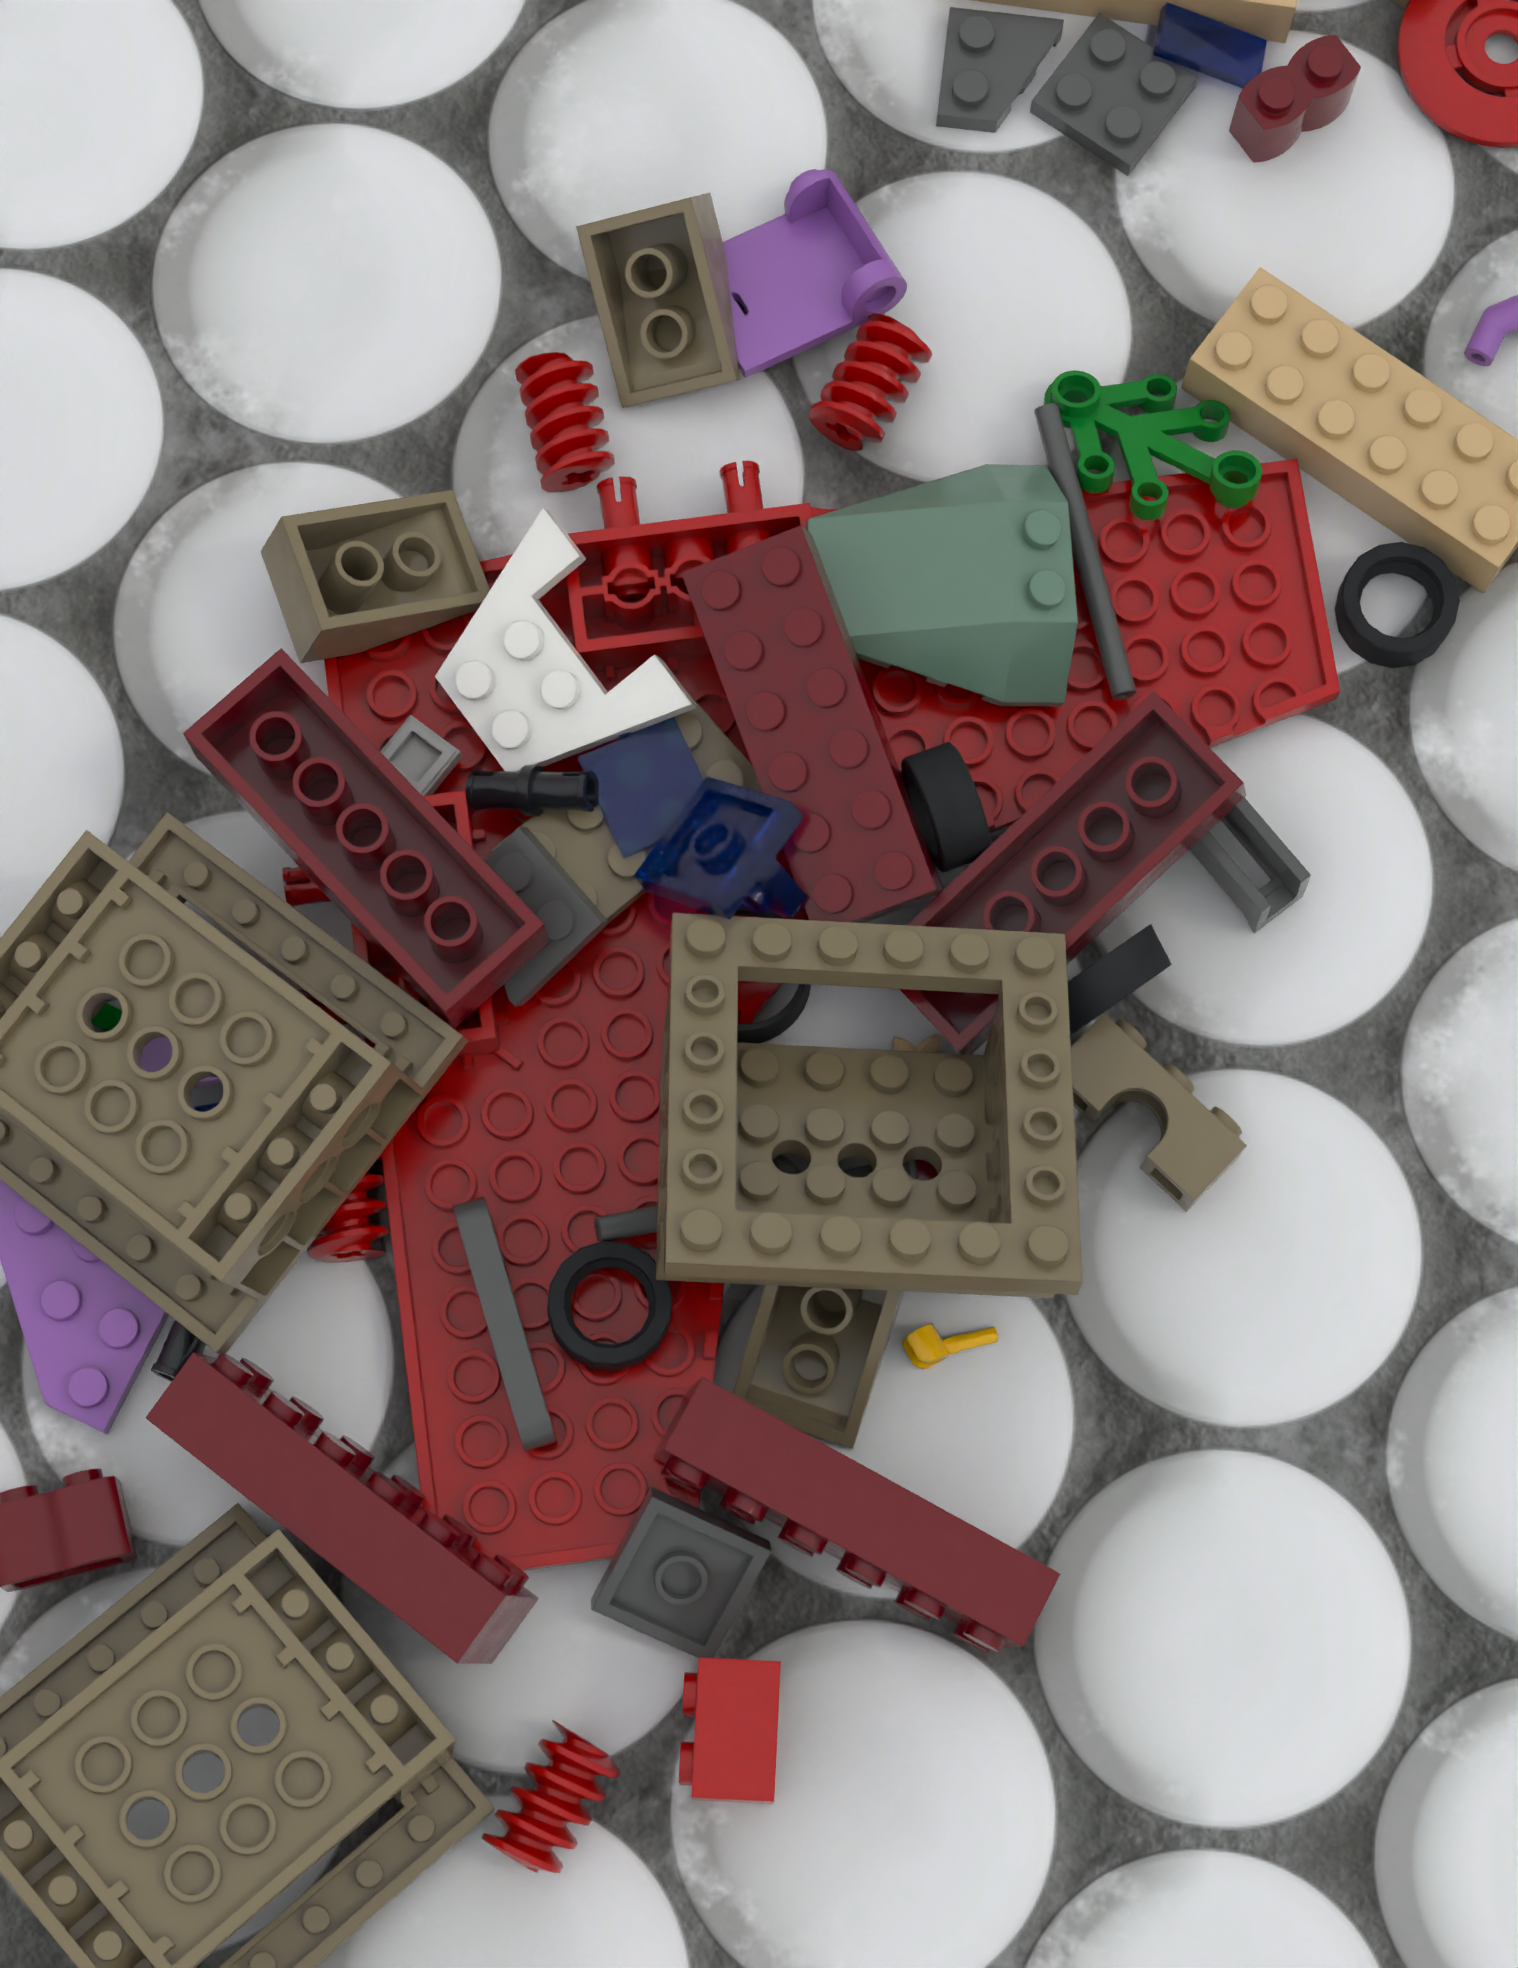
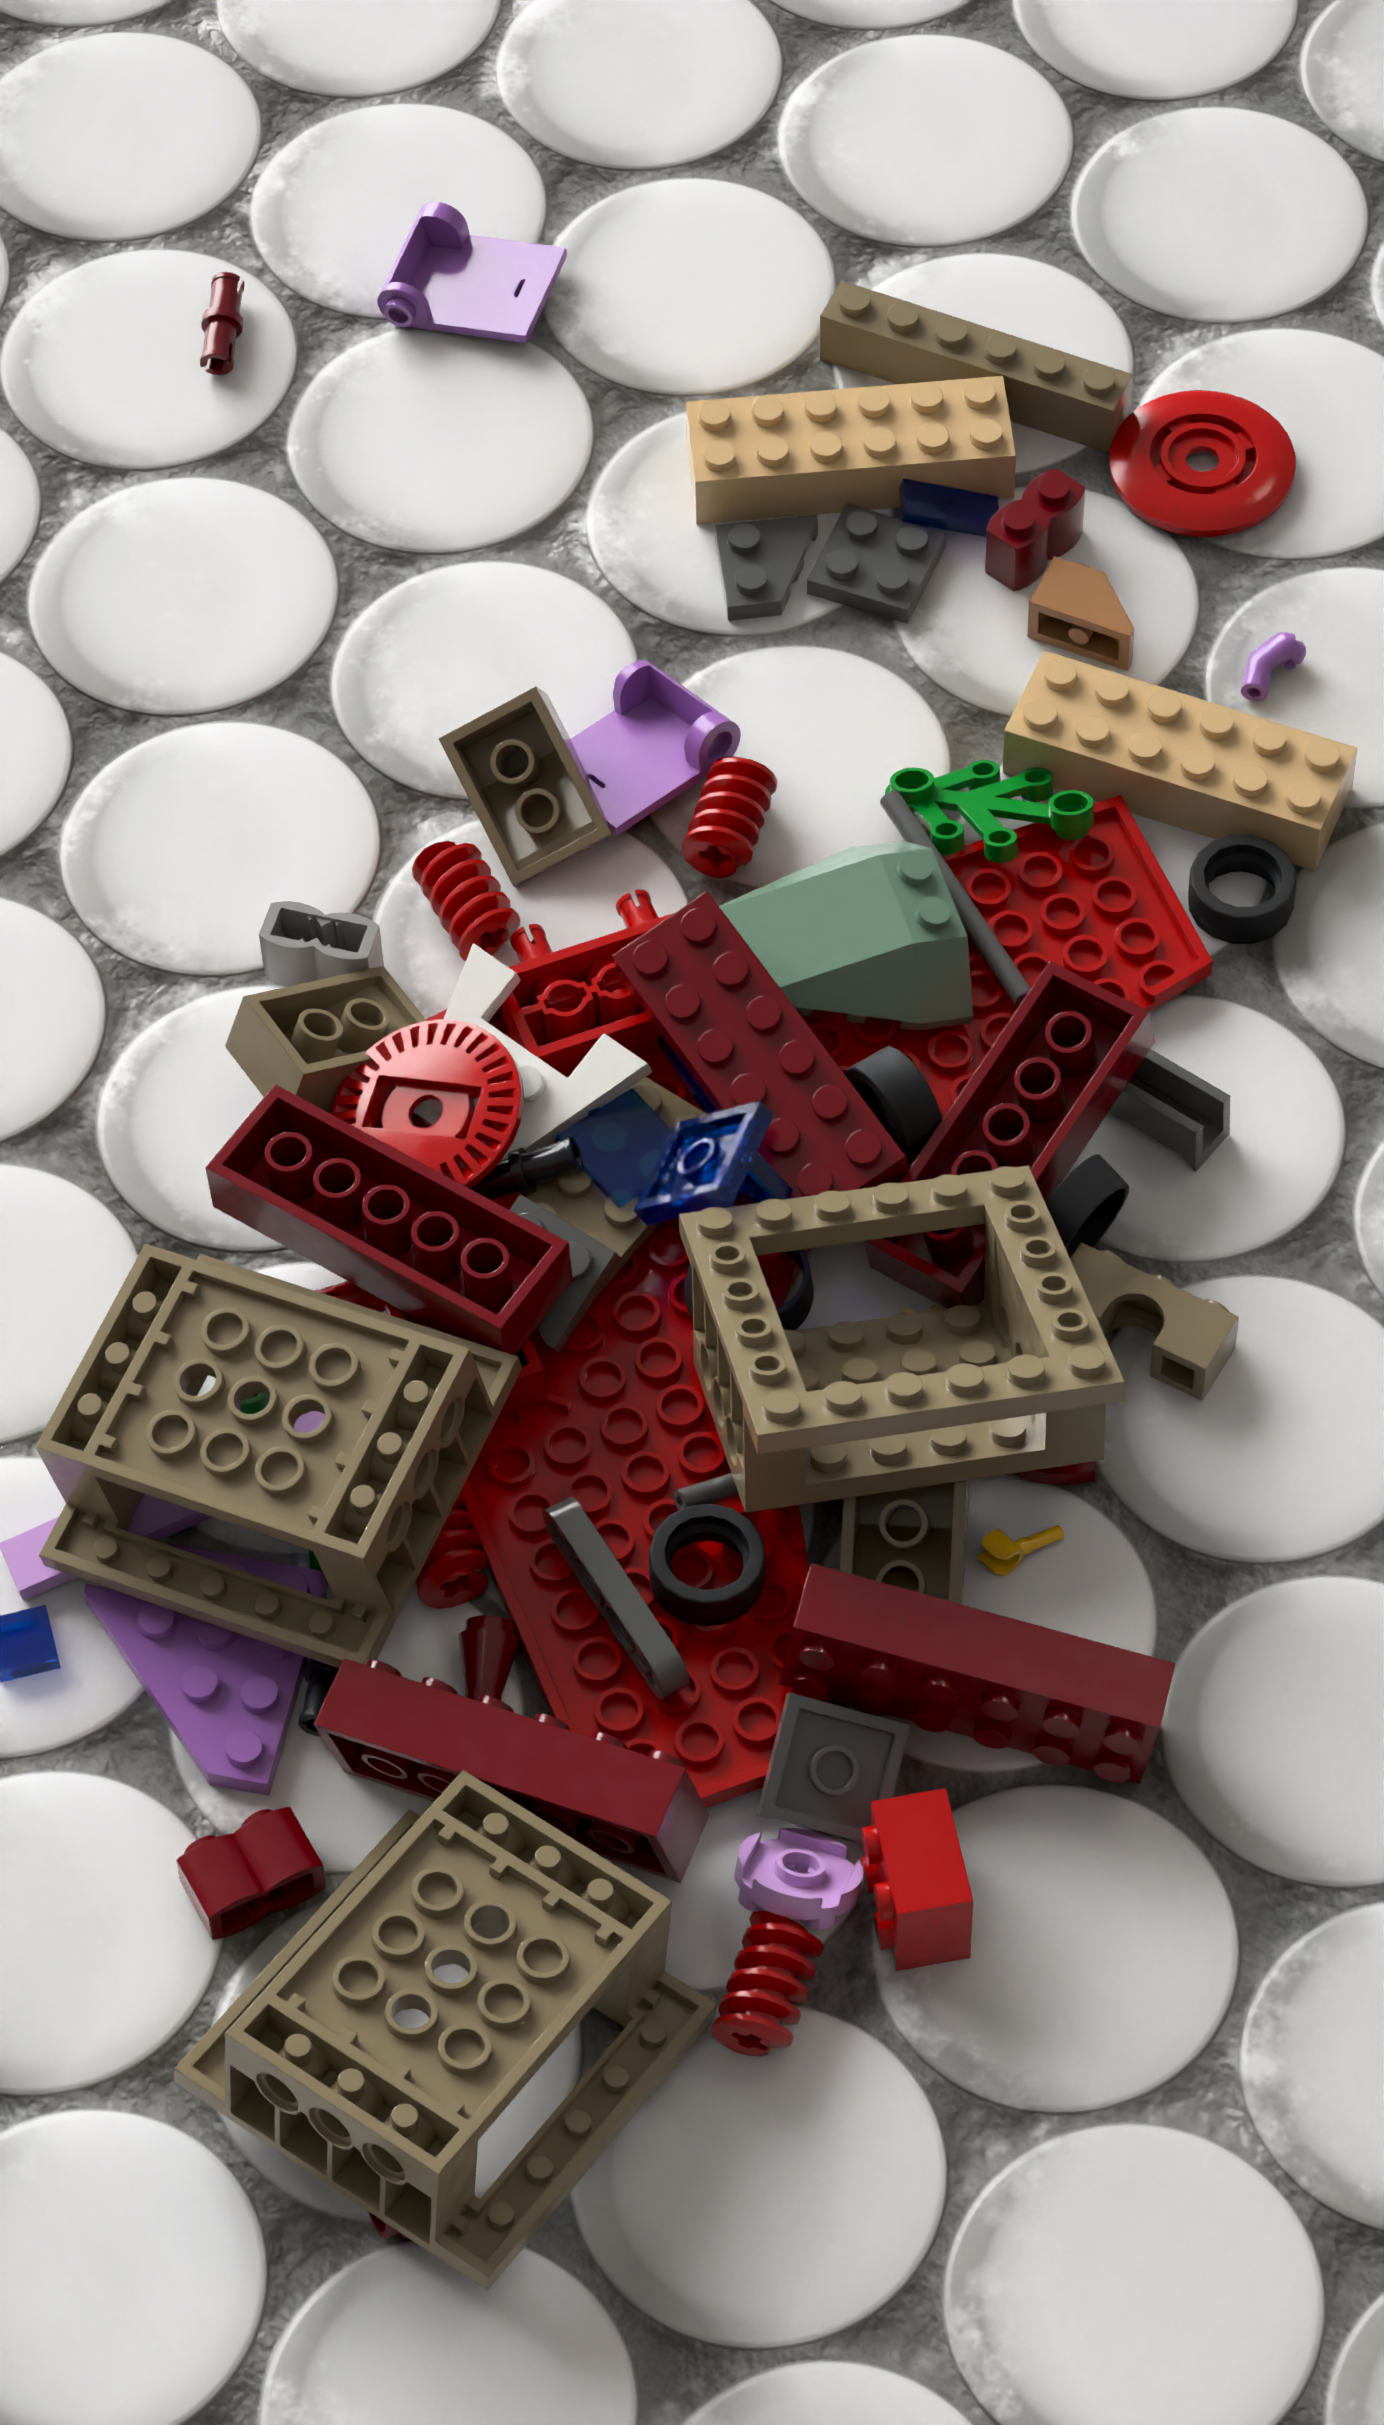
camera: 10 degrees left, 20 degrees down
(361, 1344) = (487, 1655): none -> dark red cone
(383, 448) = (307, 945): none -> light grey brick
(464, 642) = (447, 1064): none -> red piece
(598, 1716) = (798, 1877): none -> lavender plate
(1316, 216) = (1081, 614): none -> medium nougat slope

